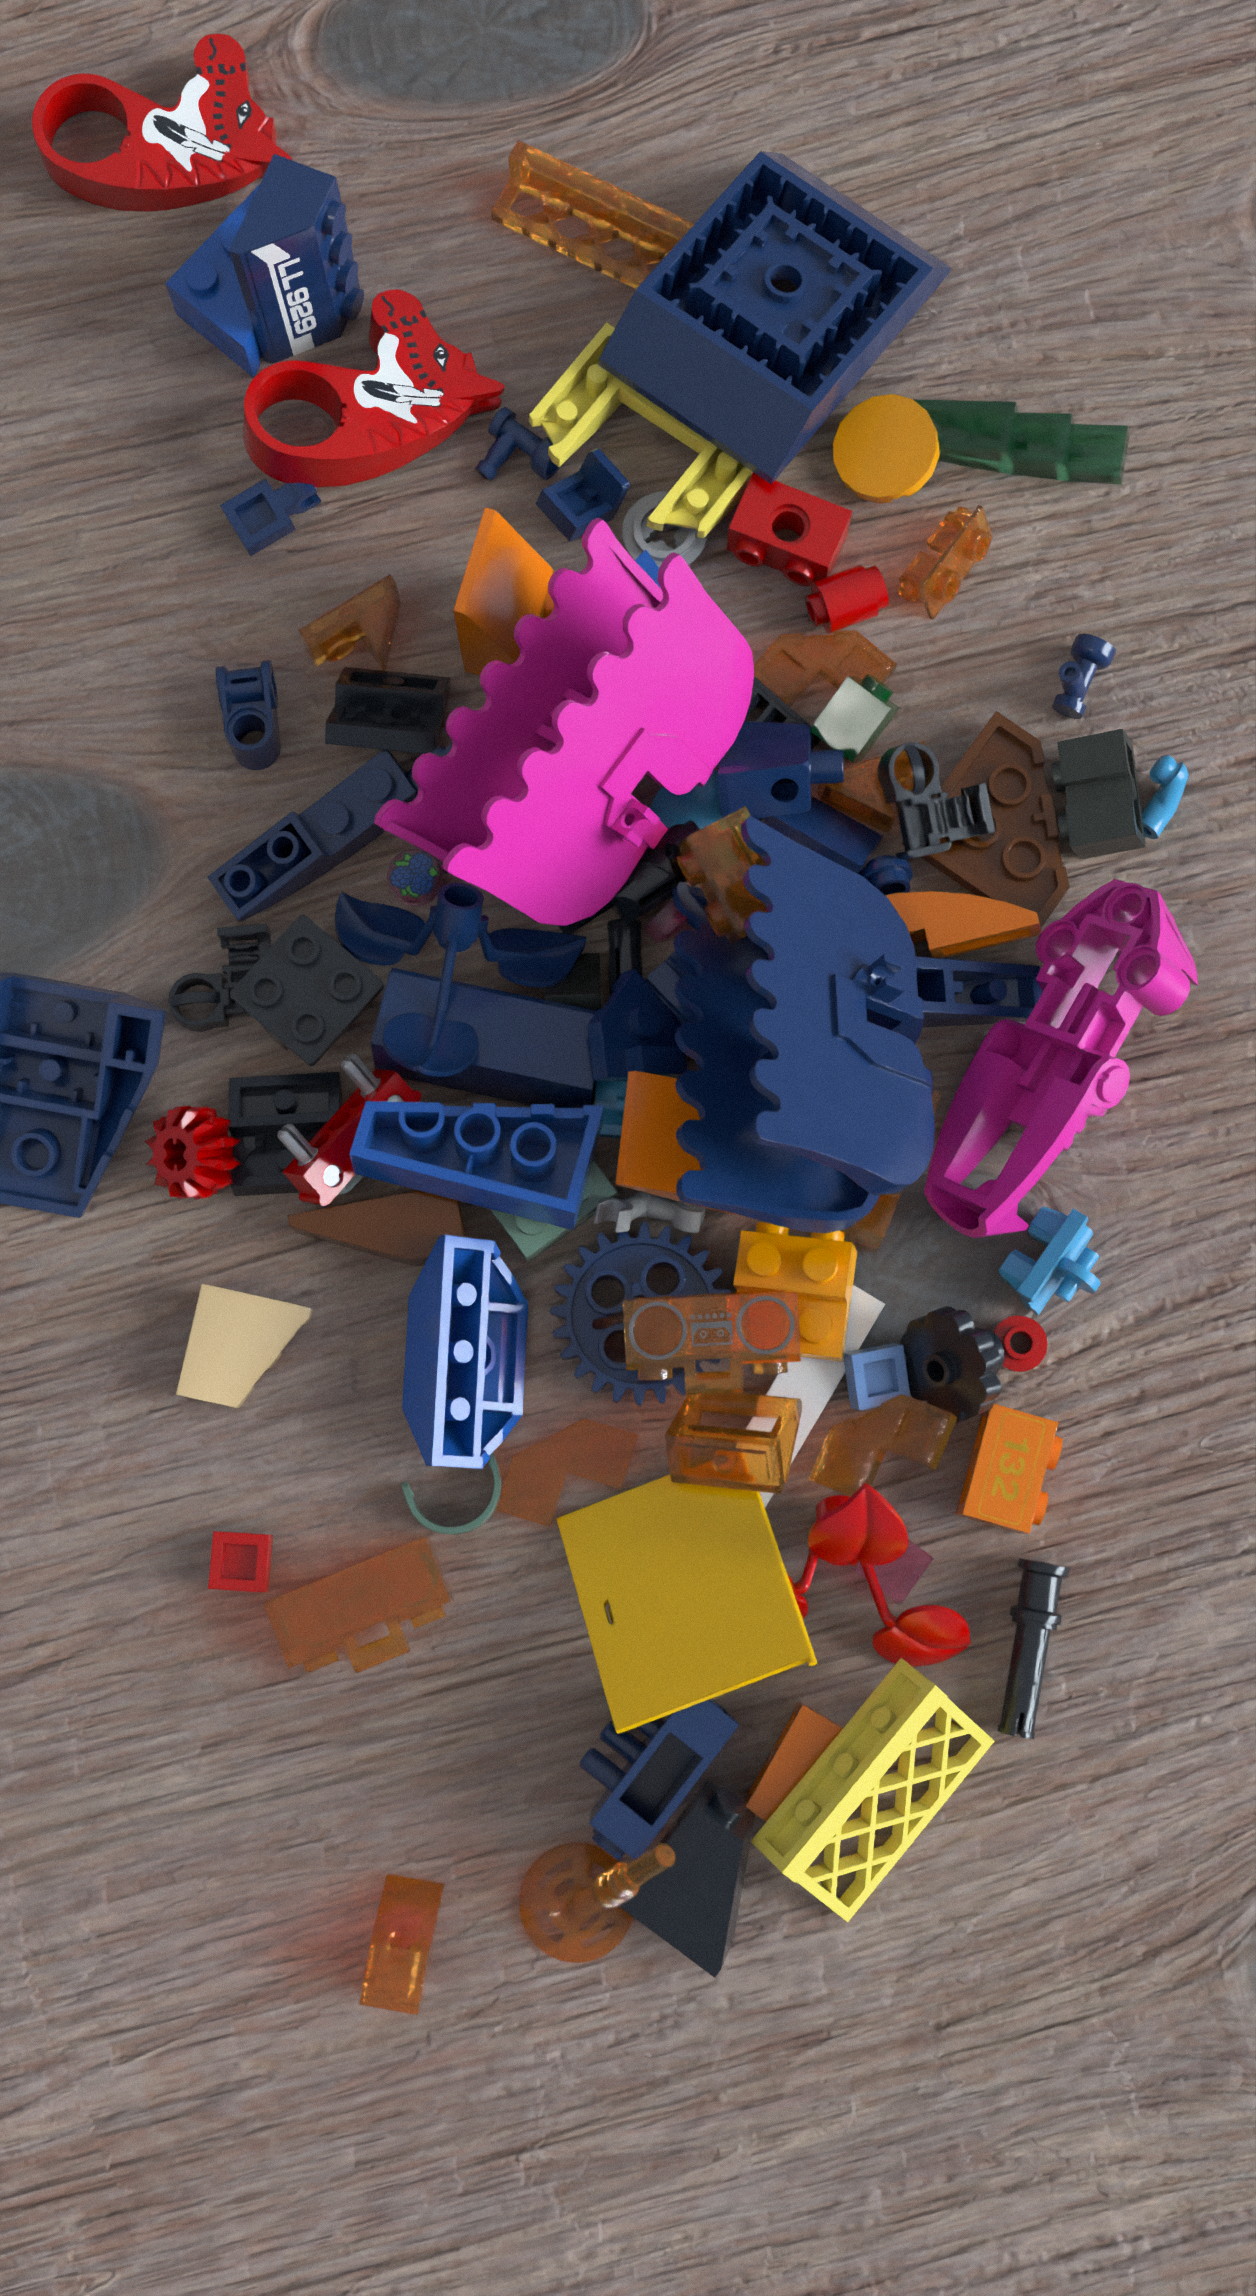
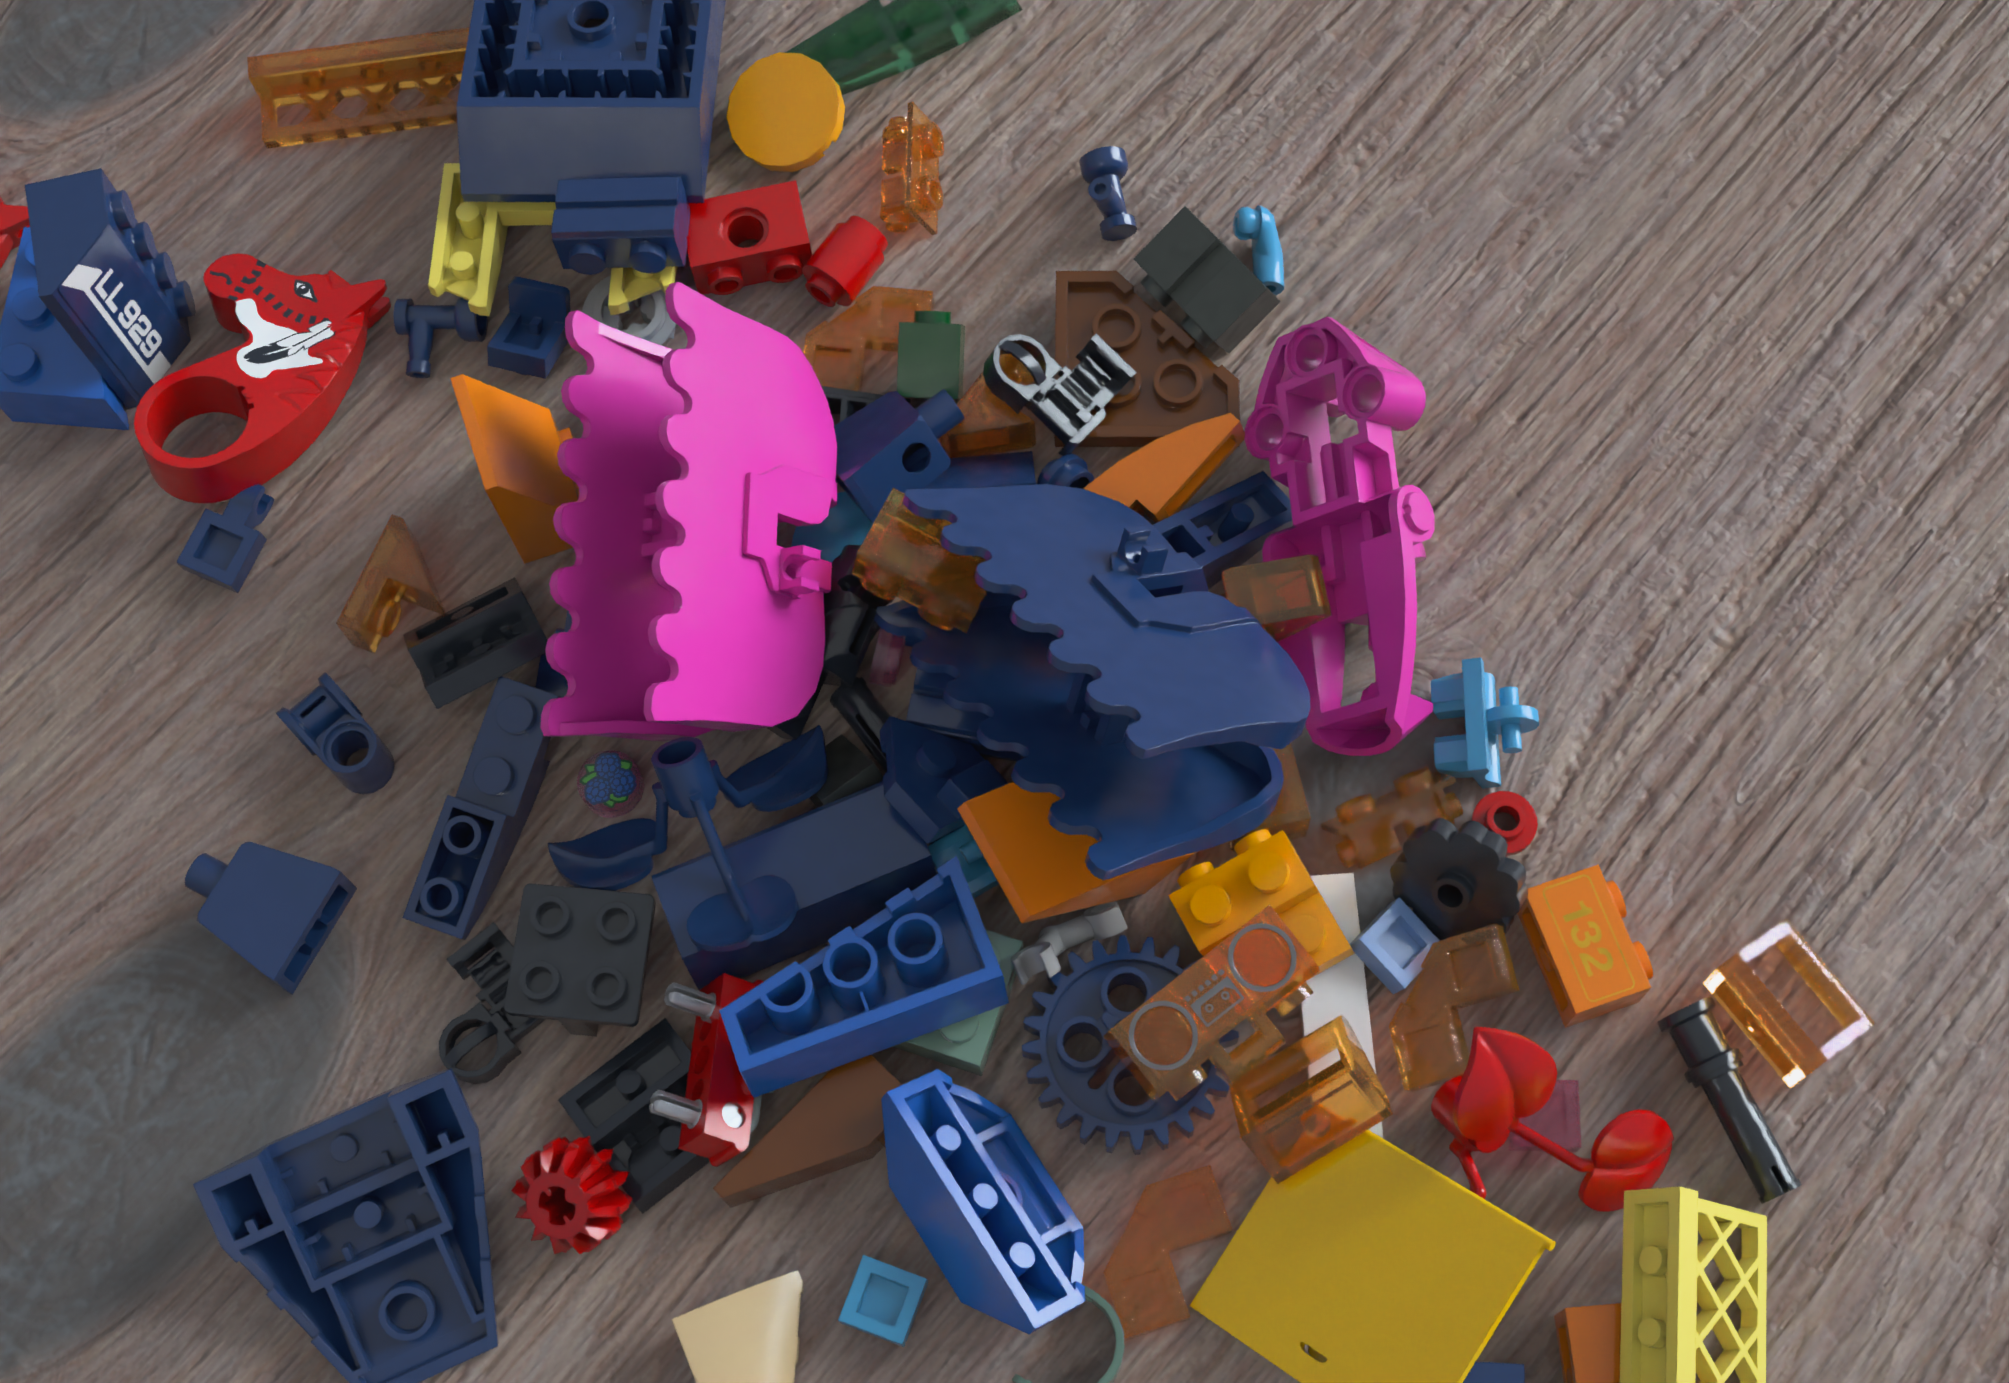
camera: 30 degrees left, 10 degrees down
(121, 807) = (270, 907): none -> dark blue torso
(352, 1370) = (883, 1301): none -> dark azure plate
(697, 462) = (621, 224): none -> dark blue brick
(923, 1276) = (1370, 823): none -> clear orange hinge
(969, 1070) = (1280, 593): none -> clear orange slope
(1096, 1611) = (1764, 1017): none -> clear orange tile

